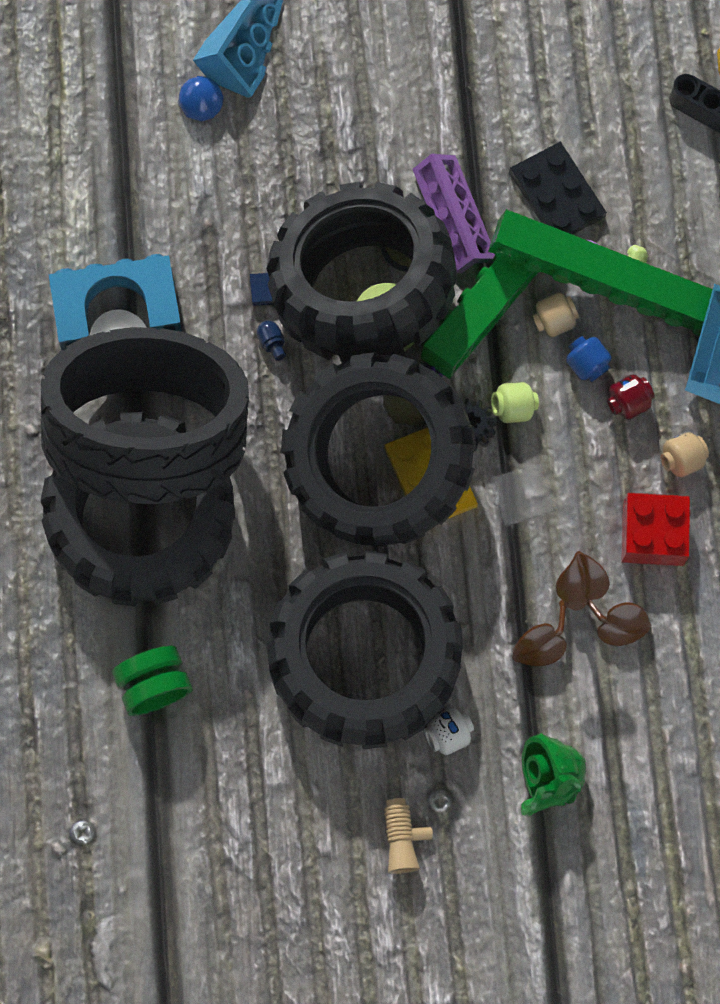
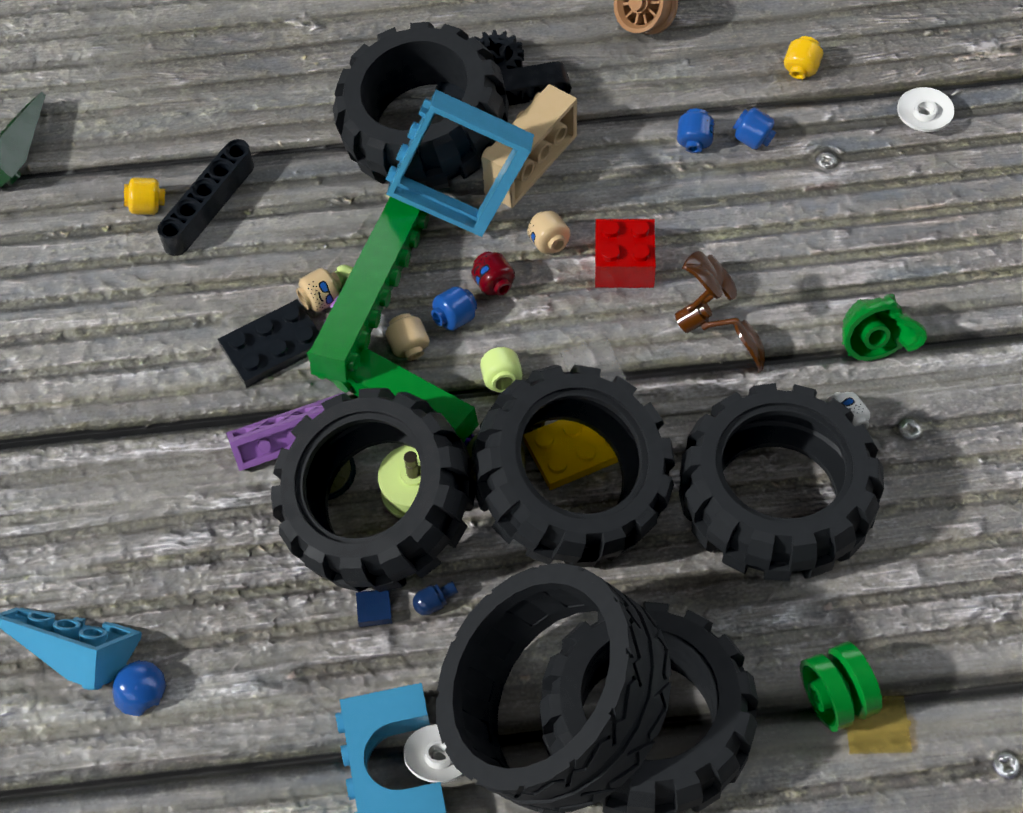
camera: 85 degrees left, 15 degrees down
(122, 730) = (881, 732): none -> clear yellow piece
(400, 836) = (957, 455): tan piece -> none
(613, 230) = (318, 289): none -> tan head

